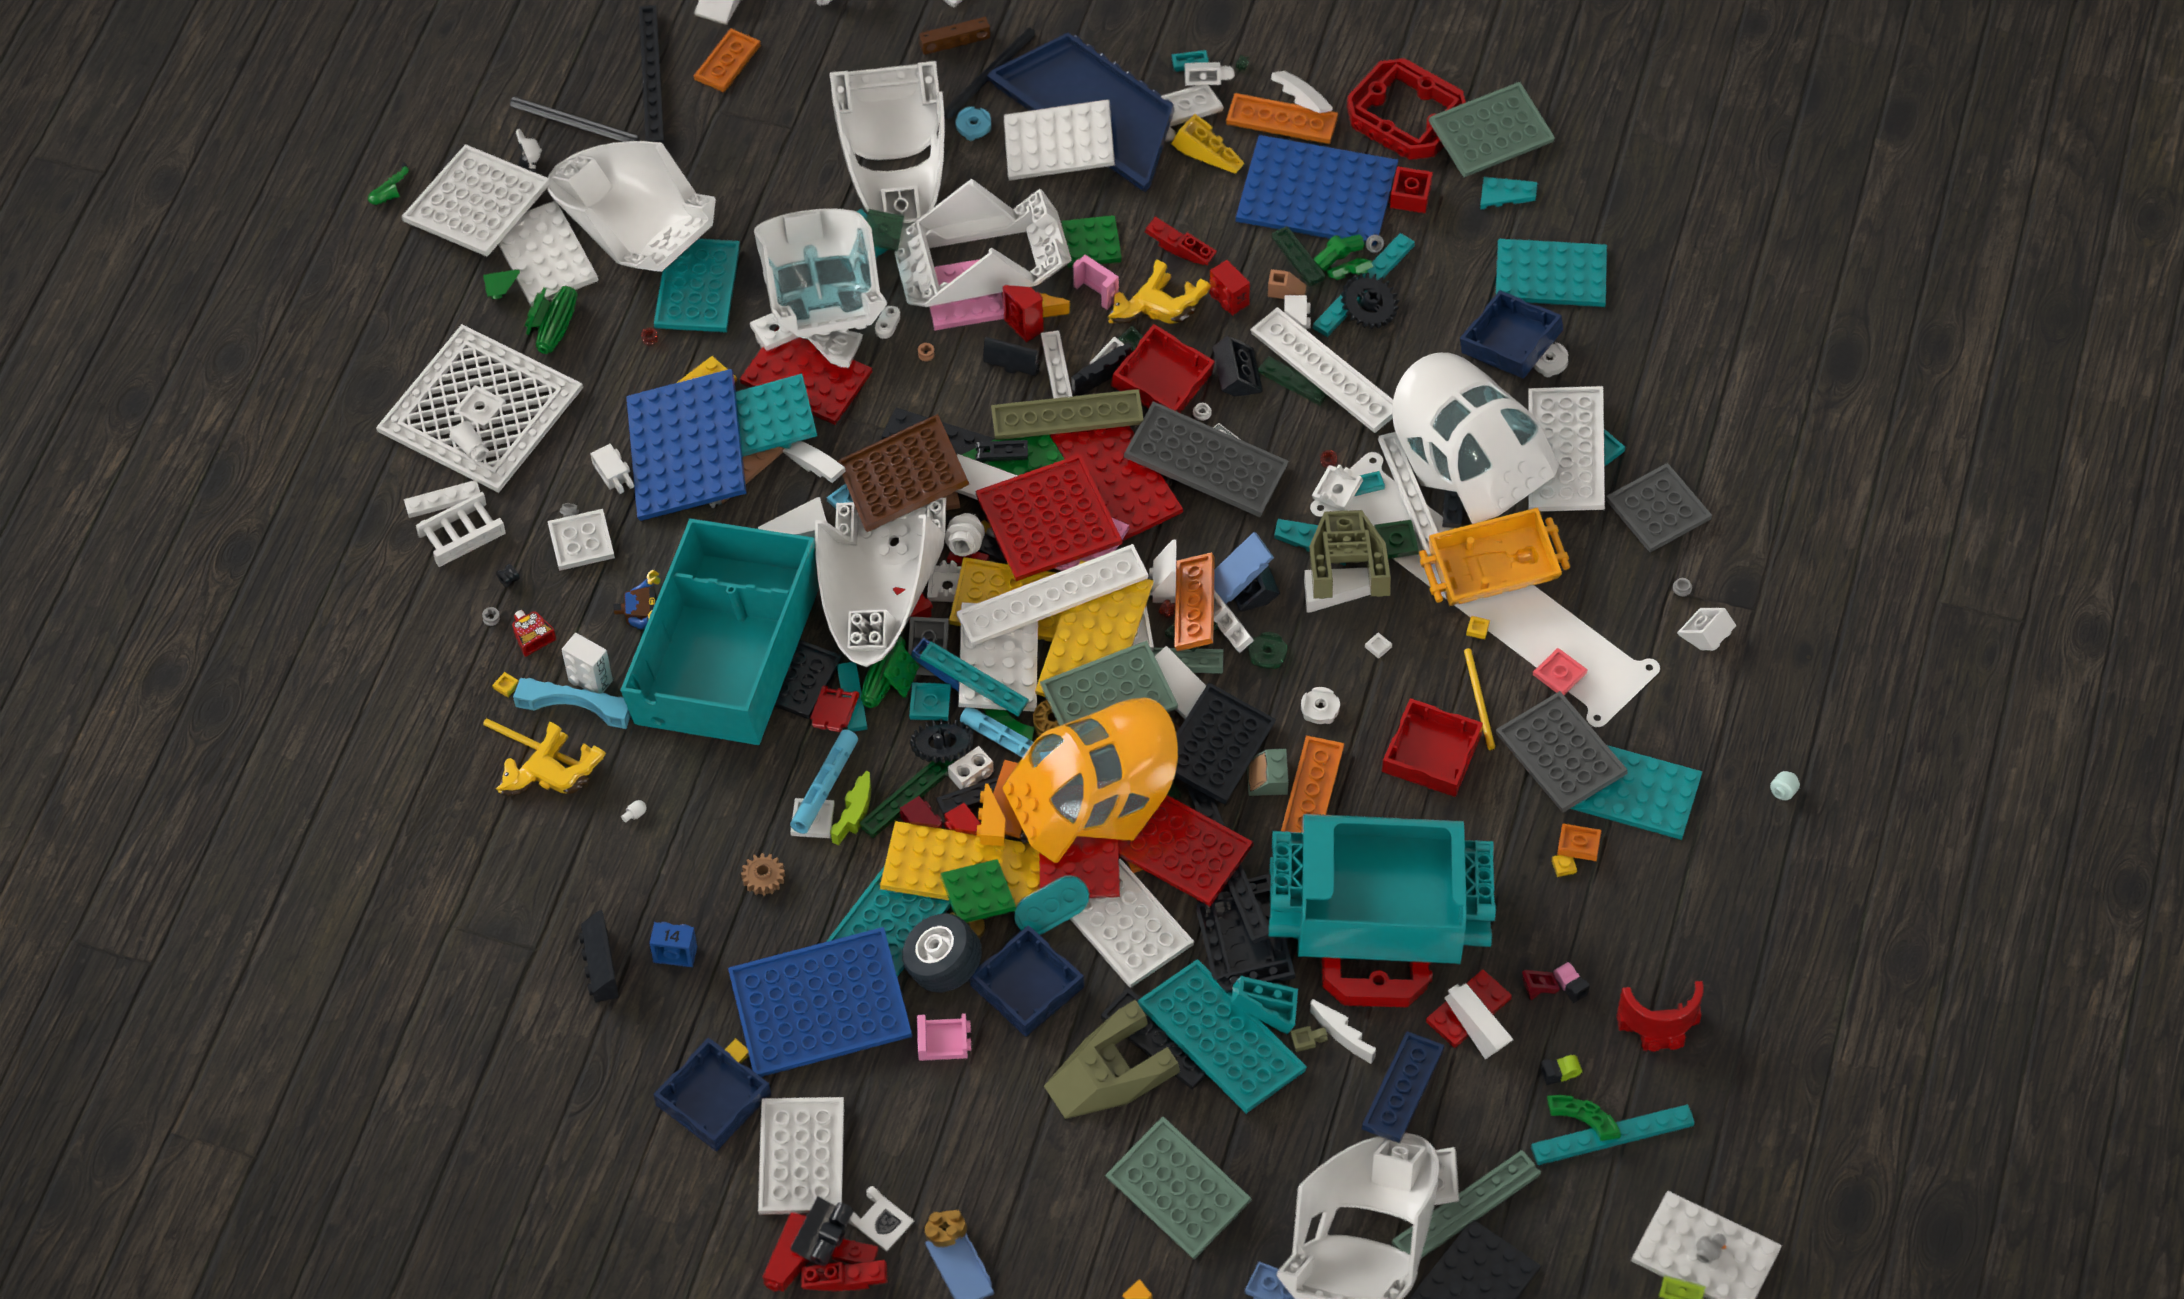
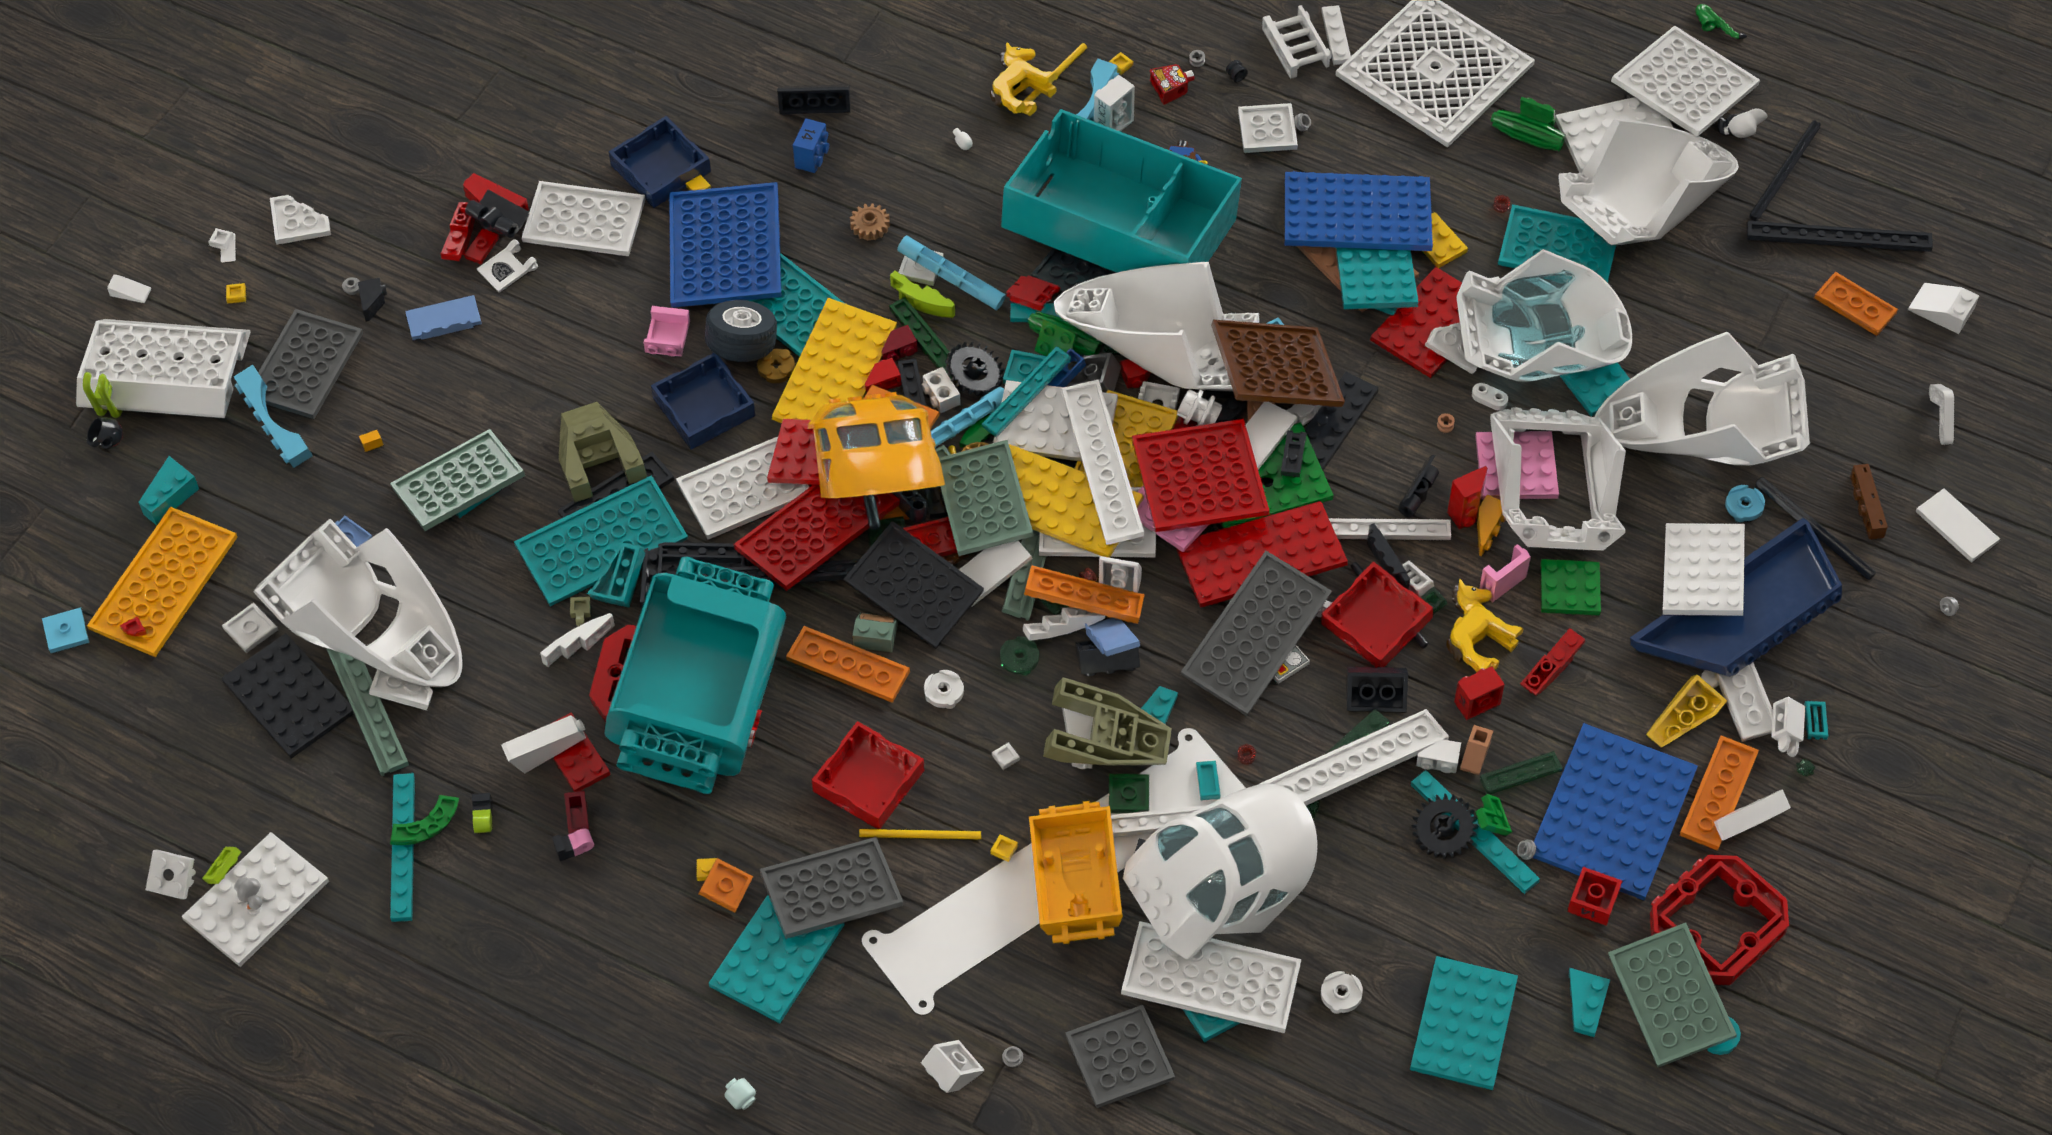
camera: 100 degrees right, 0 degrees up
(469, 441) = (1387, 48): white plant -> none
(499, 282) = (1579, 89): green slope -> none
(611, 468) = (1343, 157): white hinge -> none
(799, 520) = (1248, 288): white slope -> none
(815, 461) = (1318, 310): white slope -> none
(885, 229) = (1600, 397): clear green plate -> none
(938, 1221) = (487, 305): pearl gold plate -> none
(978, 891) = (798, 367): green plate -> none
(993, 821) = (865, 384): light orange slope -> none
(1052, 904) = (770, 424): teal tile -> none
(1067, 414) = (1327, 513): olive plate -> none
(1202, 407) = (1327, 644): white plate -> none
(1332, 478) = (1201, 739): white piece -> none
(1337, 249) = (1519, 808): green piece -> none
(1403, 1087) = (502, 675): dark blue plate -> none
(1511, 334) = (1373, 953): dark blue tile -> none
(1560, 672) = (931, 912): coral plate -> none
(1659, 1028) = (496, 906): red piece -> none

